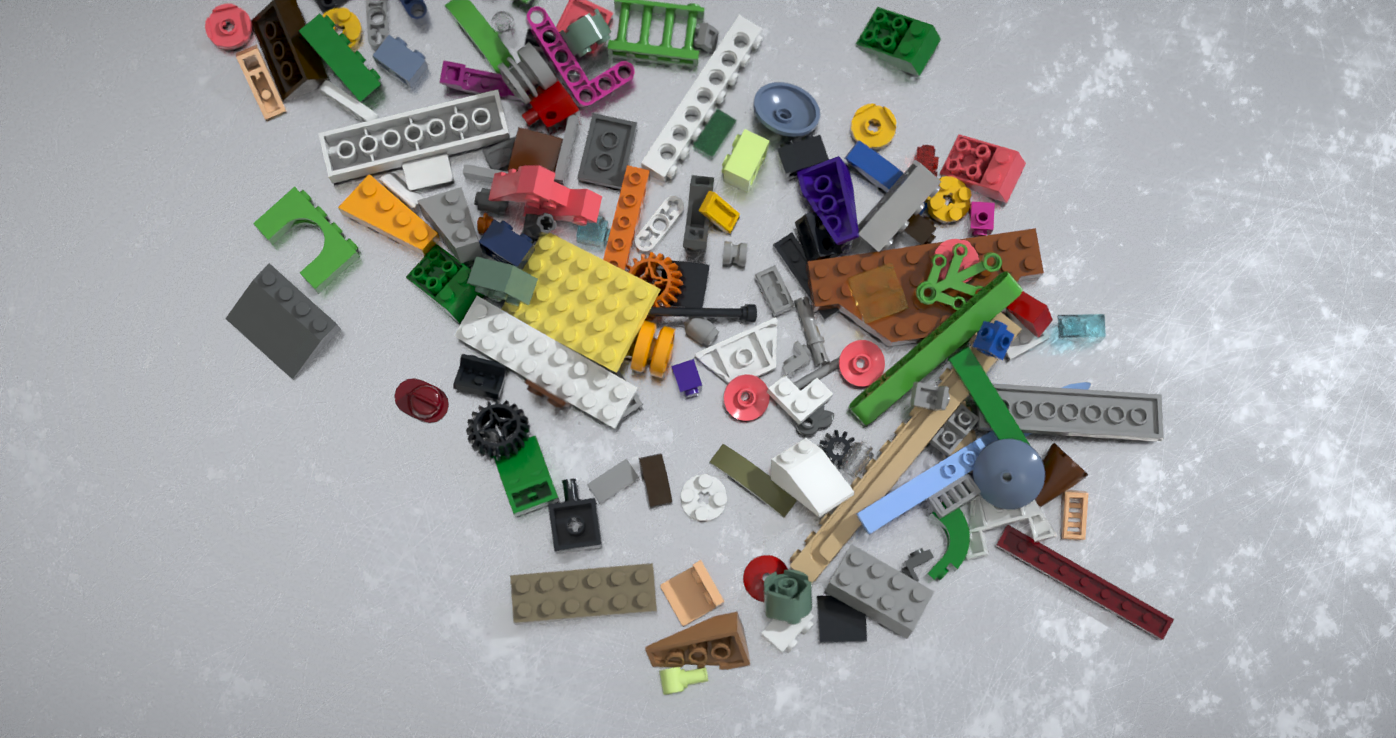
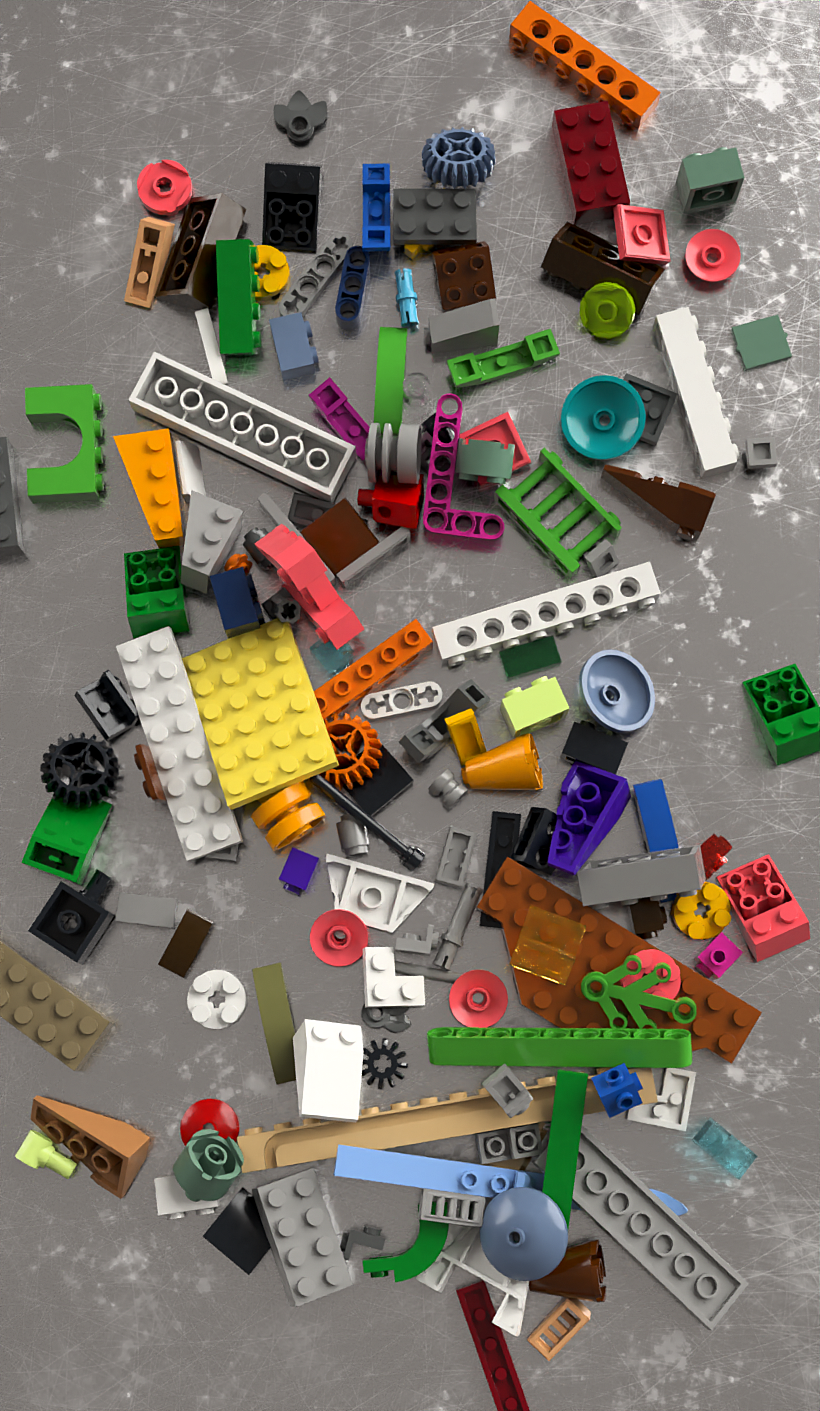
camera: 45 degrees right, 0 degrees up
(421, 400) = (38, 682): dark red piece -> none
(427, 171) = (227, 471): white slope -> none
(502, 281) = (199, 633): sand green brick -> none
(607, 150) = (412, 588): dark grey plate -> none
(692, 593) = (125, 1082): light nougat bracket -> none
(758, 211) = (506, 767): none -> light orange cone
(857, 458) = (389, 1089): clear brick -> none
(874, 114) = (702, 768): yellow plate -> none
(1031, 313) = (684, 1093): red slope -> none

